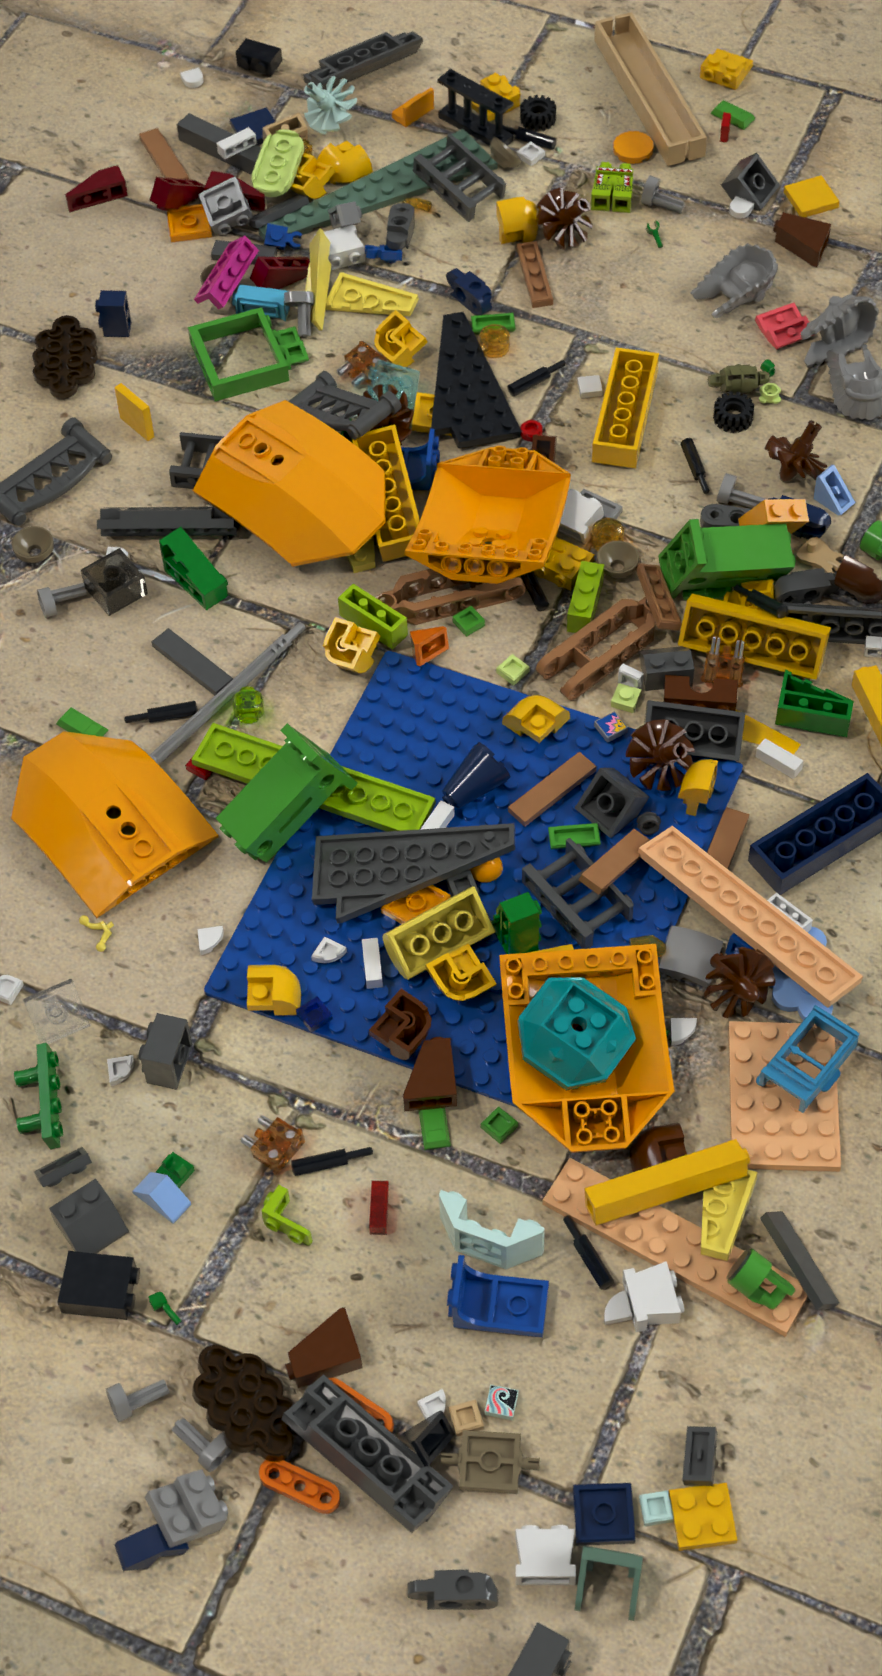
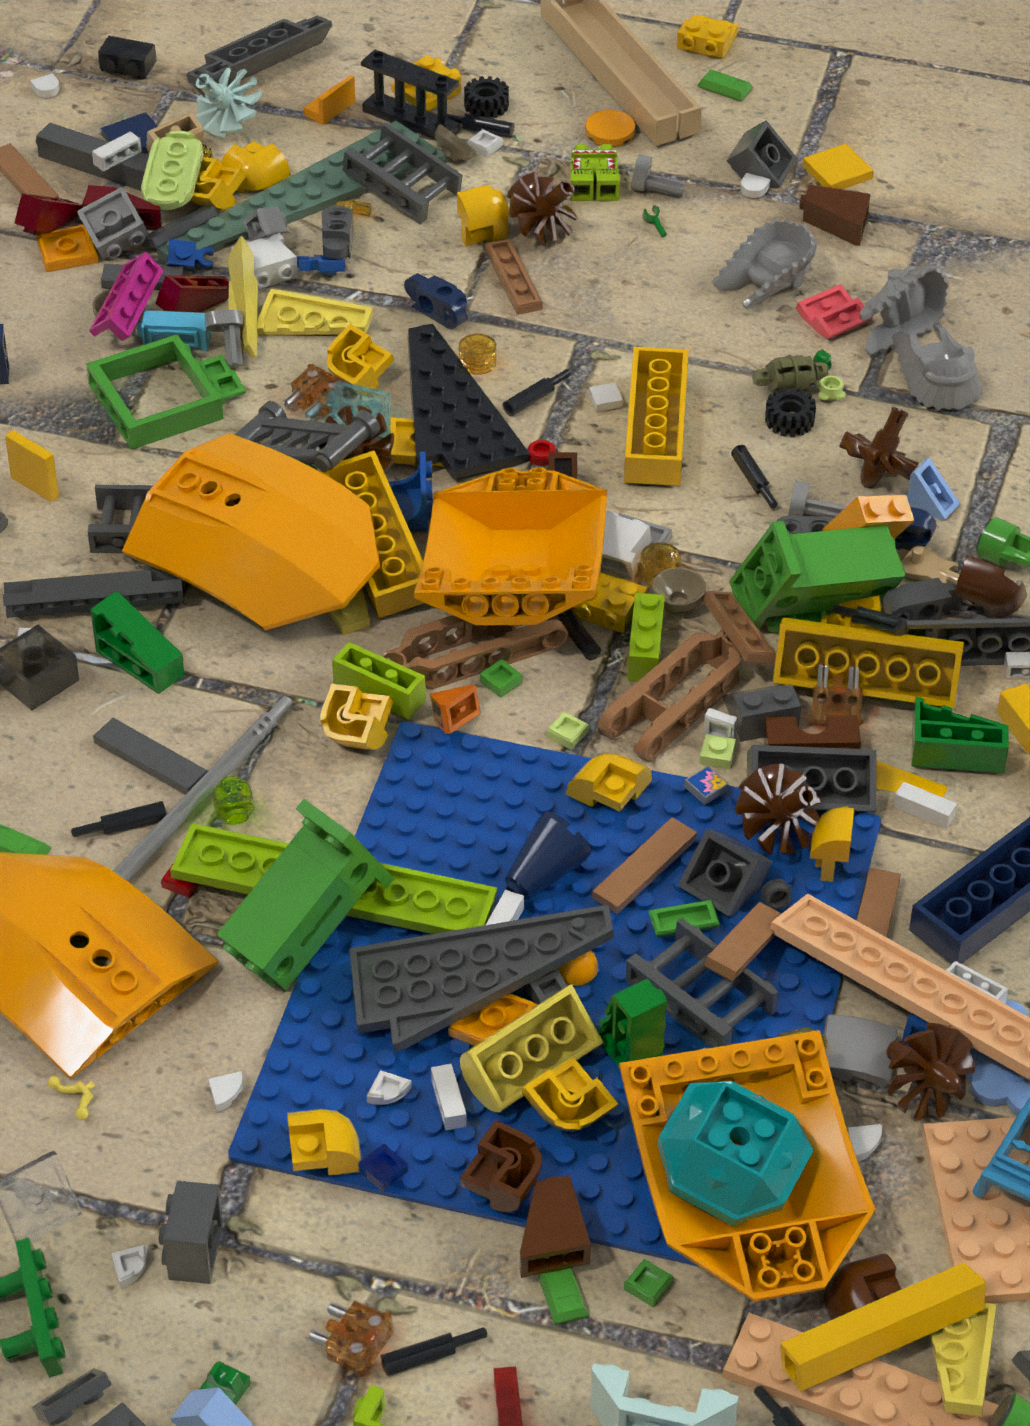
camera: 10 degrees left, 10 degrees down
(481, 321) = (455, 333): bright green tile -> none
(725, 127) = (719, 98): red tile -> none

